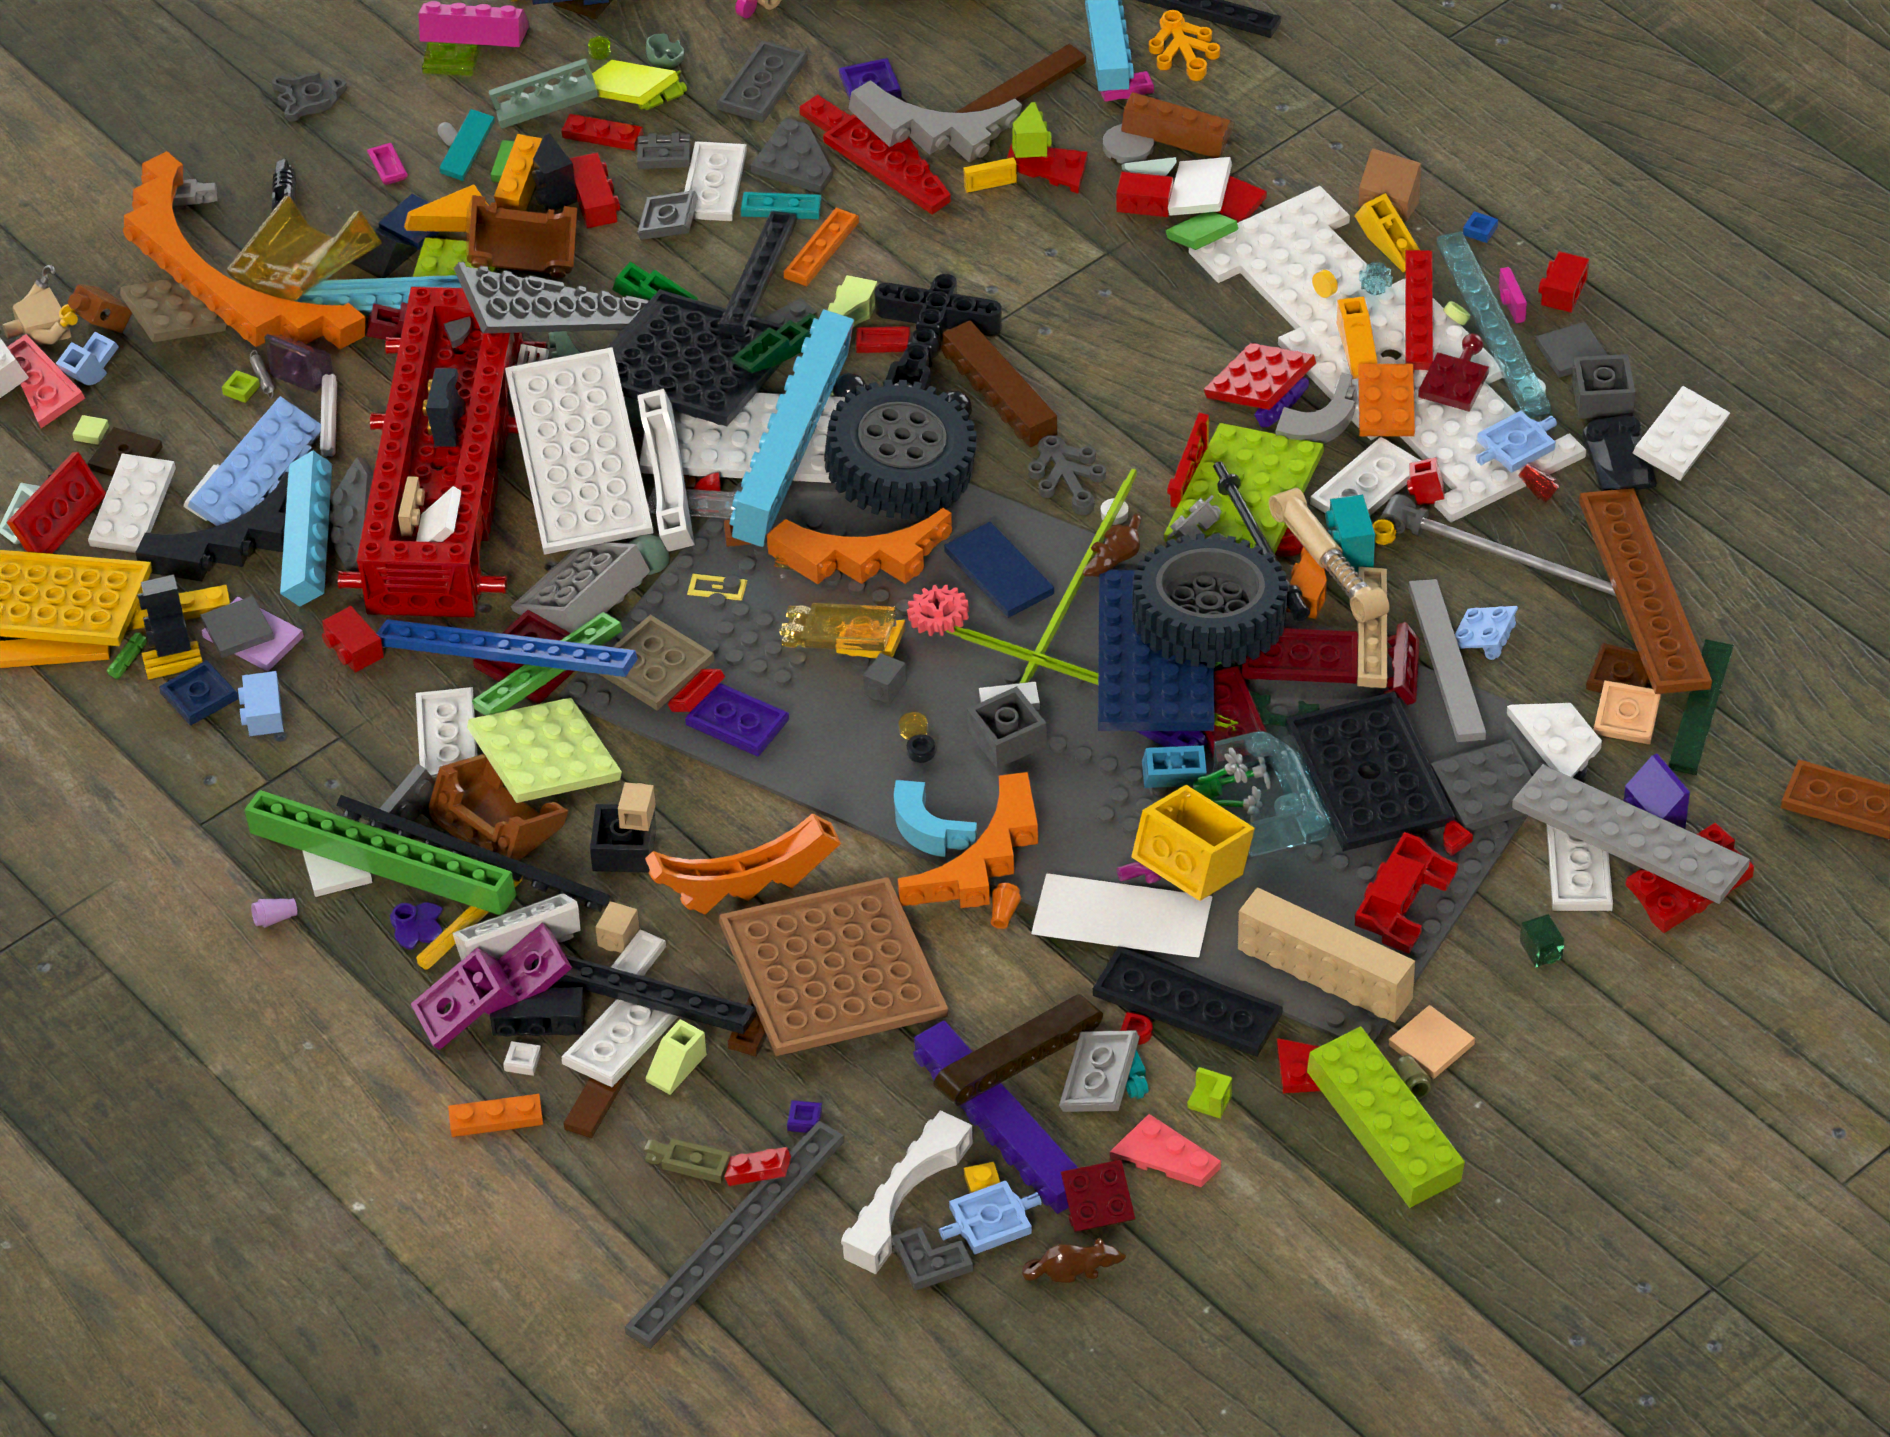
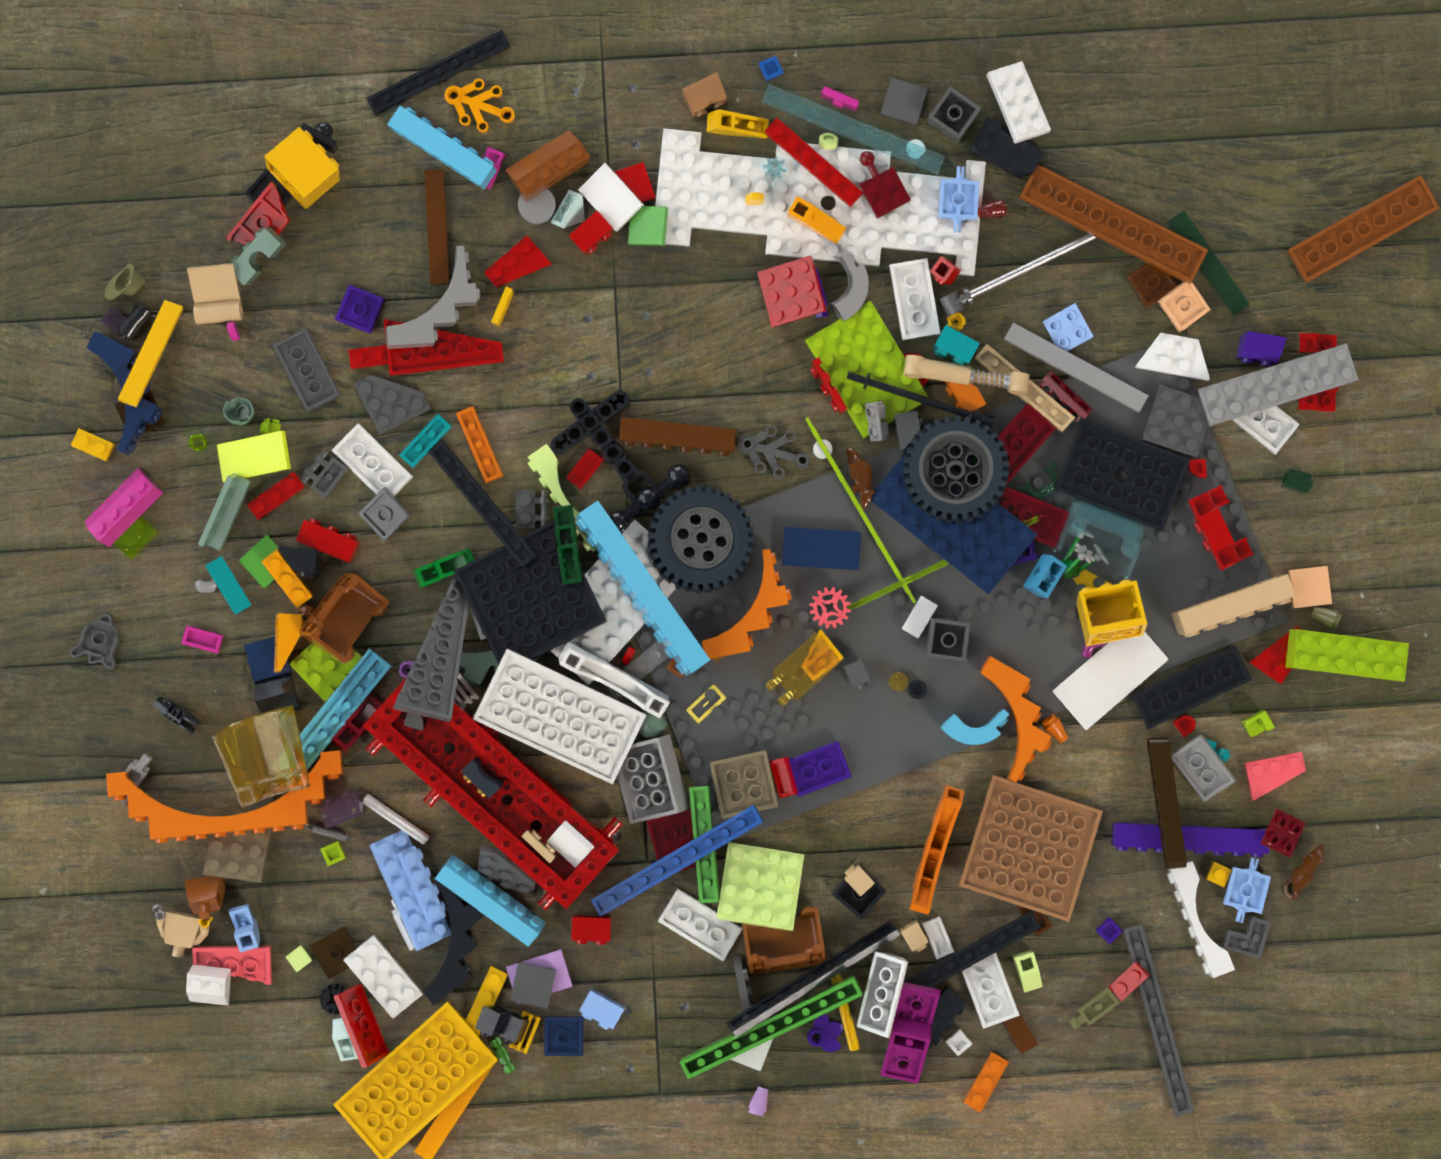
camera: 50 degrees left, 40 degrees up
(1030, 134) = (498, 265): lime slope -> none
(1386, 400) = (871, 242): orange plate -> none
(1564, 281) = (853, 61): red brick -> none

